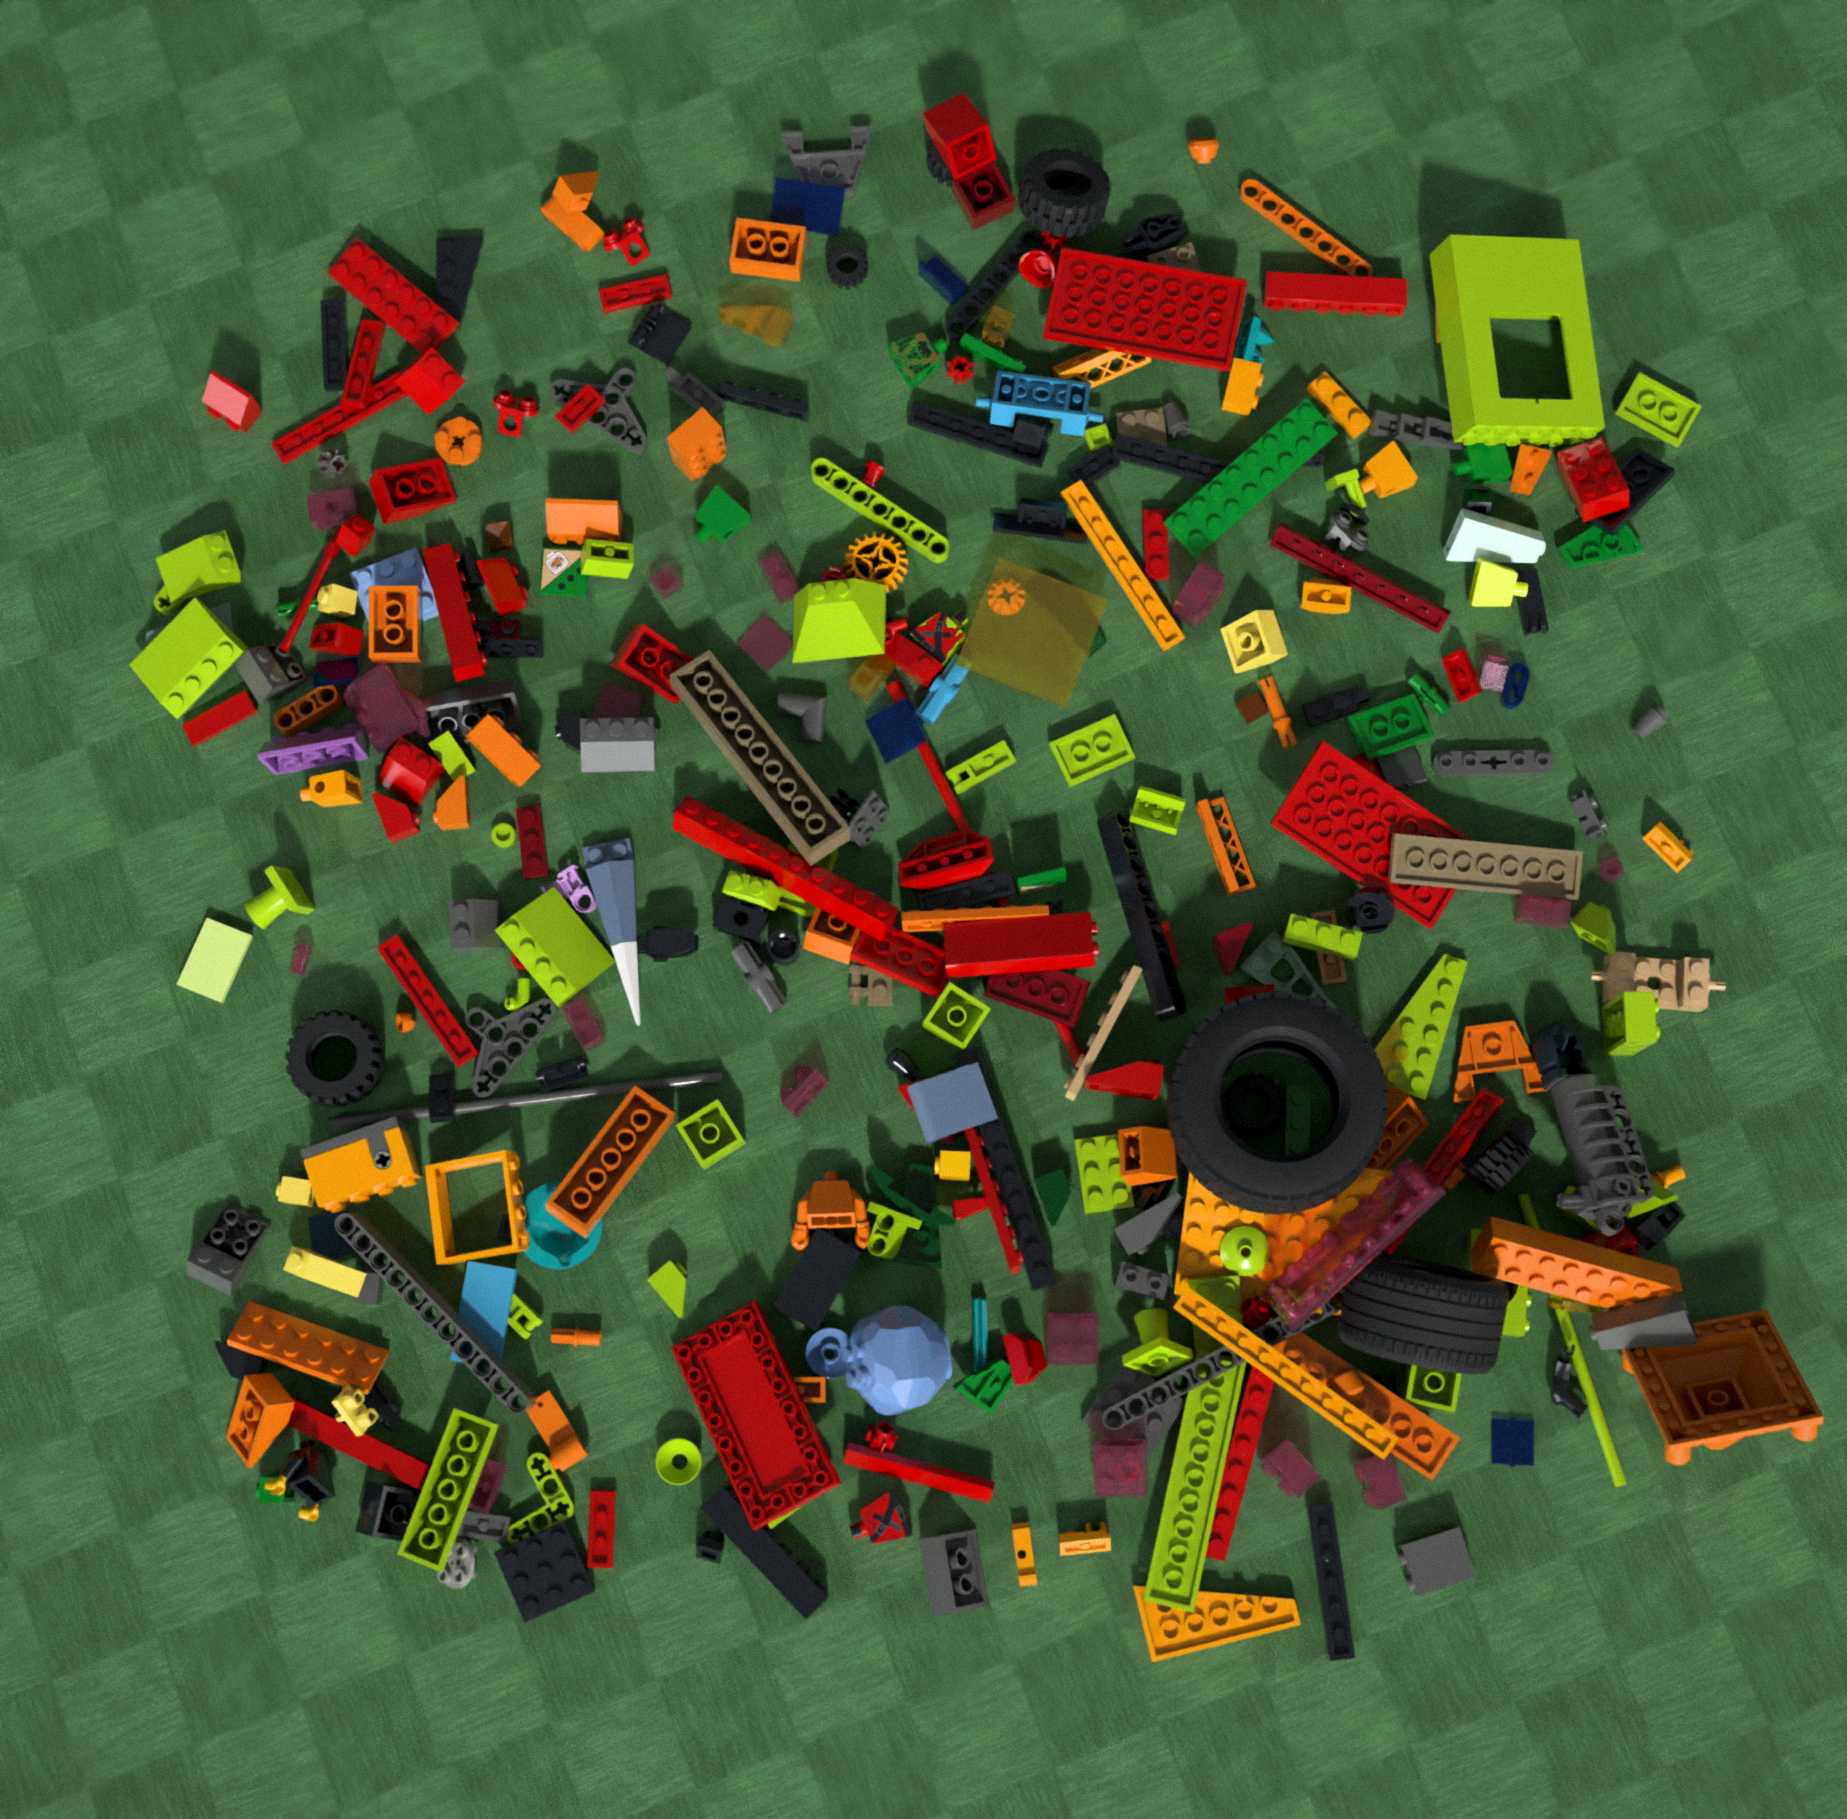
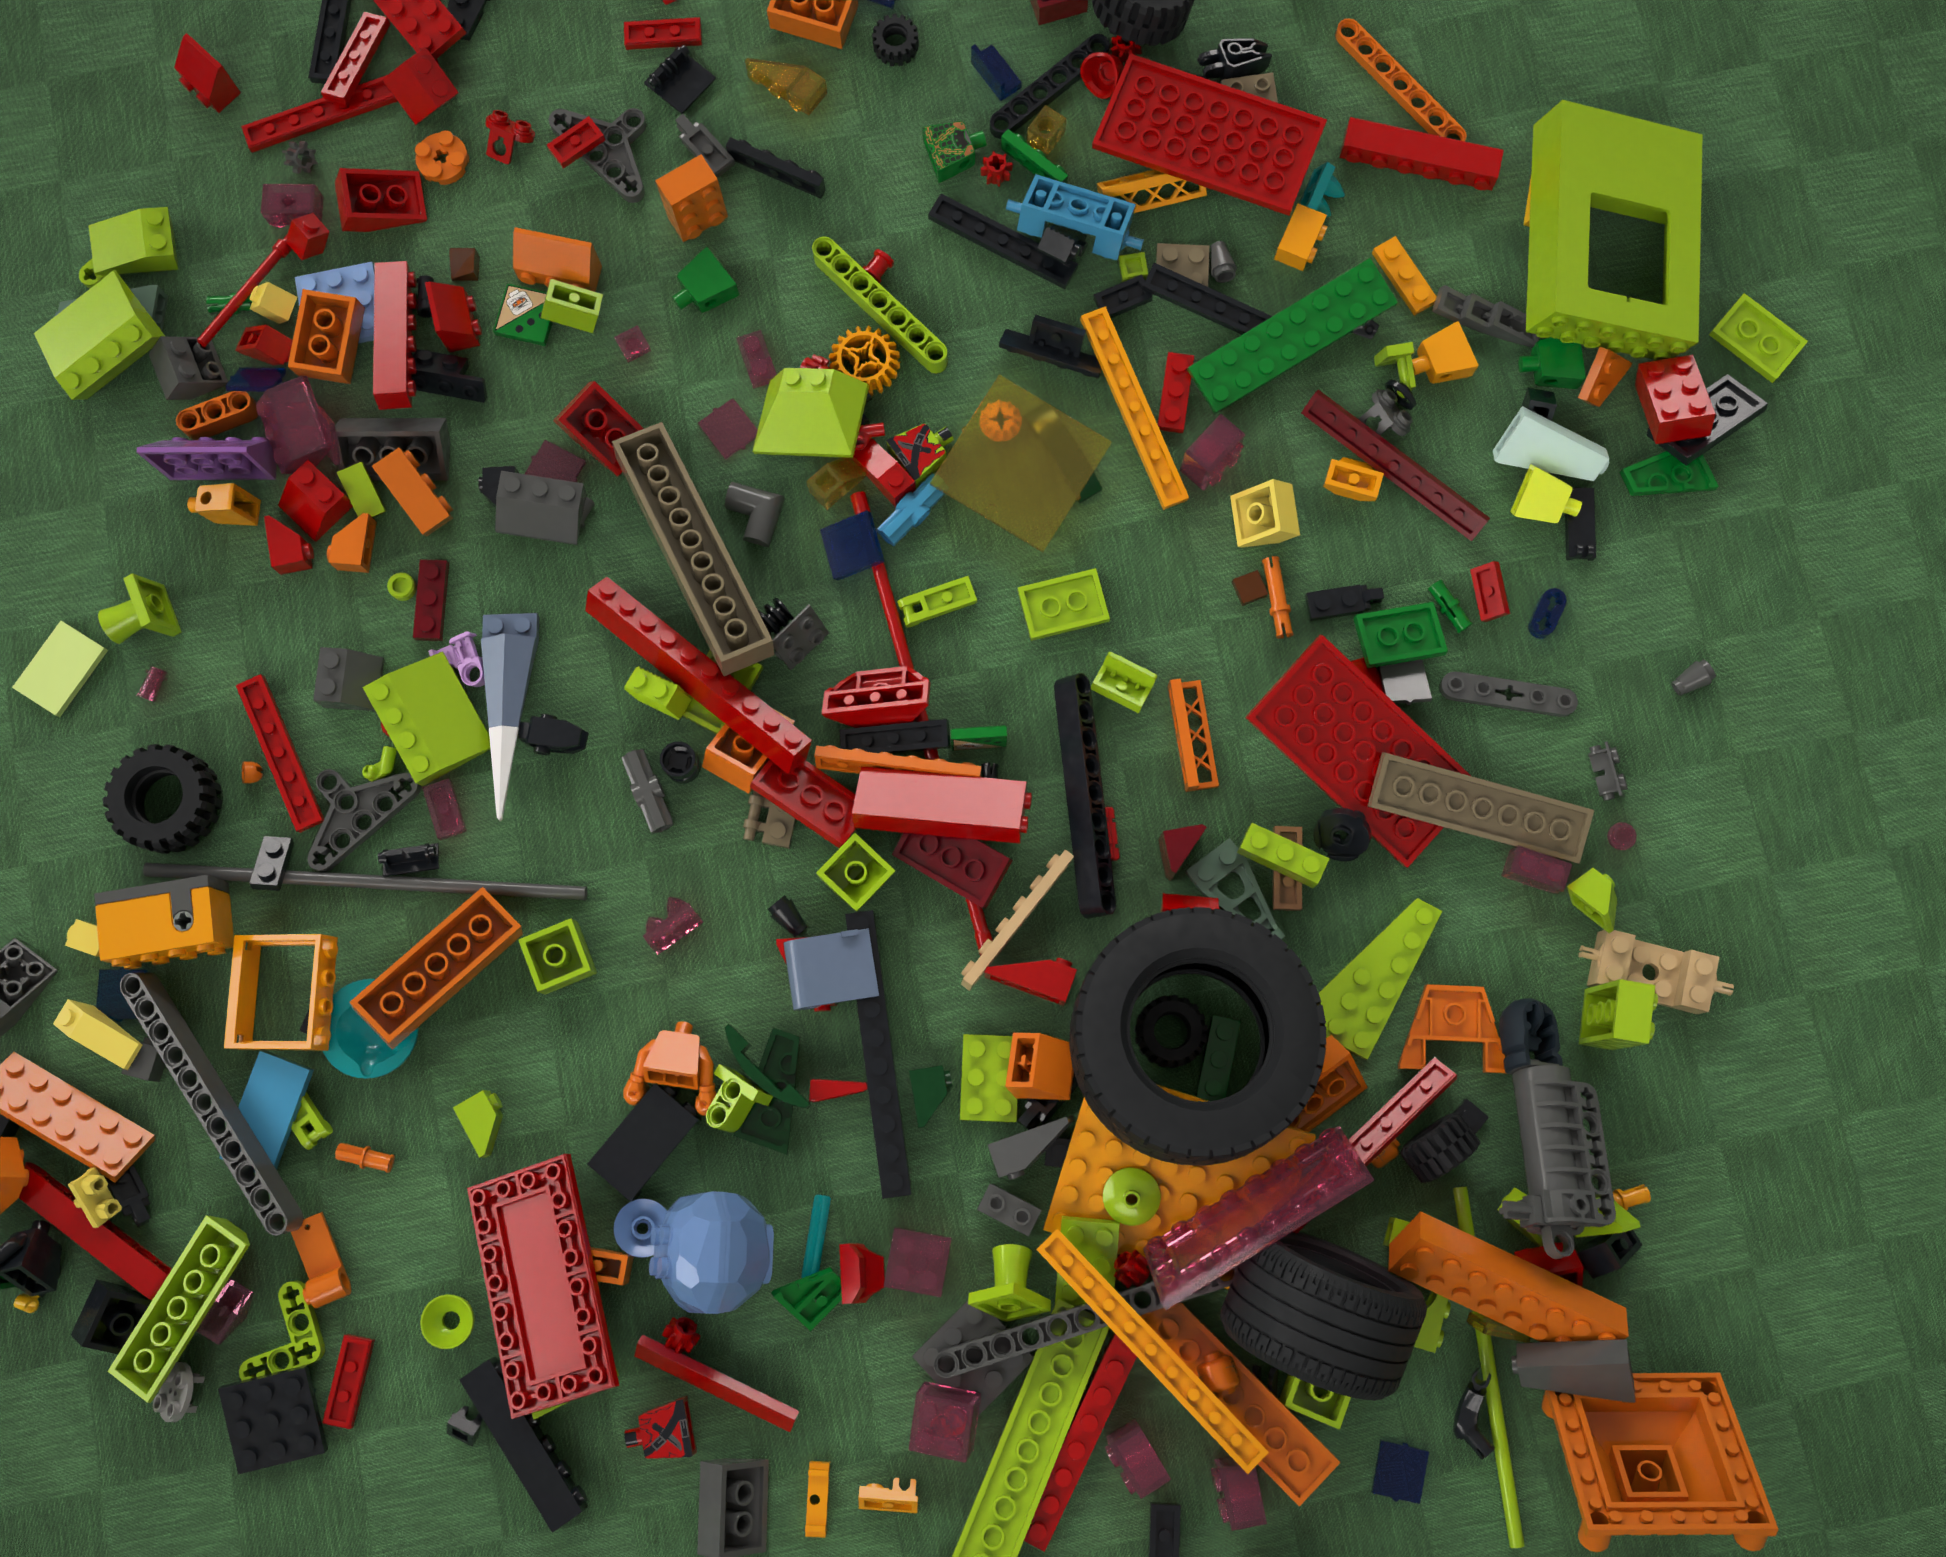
camera: 10 degrees right, 0 degrees up
(219, 718) = (123, 409): red tile -> none
(484, 1526) = (207, 1355): dark grey hinge -> none
(750, 931) = (651, 736): black brick -> none
(953, 1165) = (820, 1040): yellow brick -> none
(997, 1210) = (858, 1099): red plate -> none
(1493, 672) = (1525, 593): clear pink brick -> none
(1668, 847) = (1692, 822): light orange plate -> none

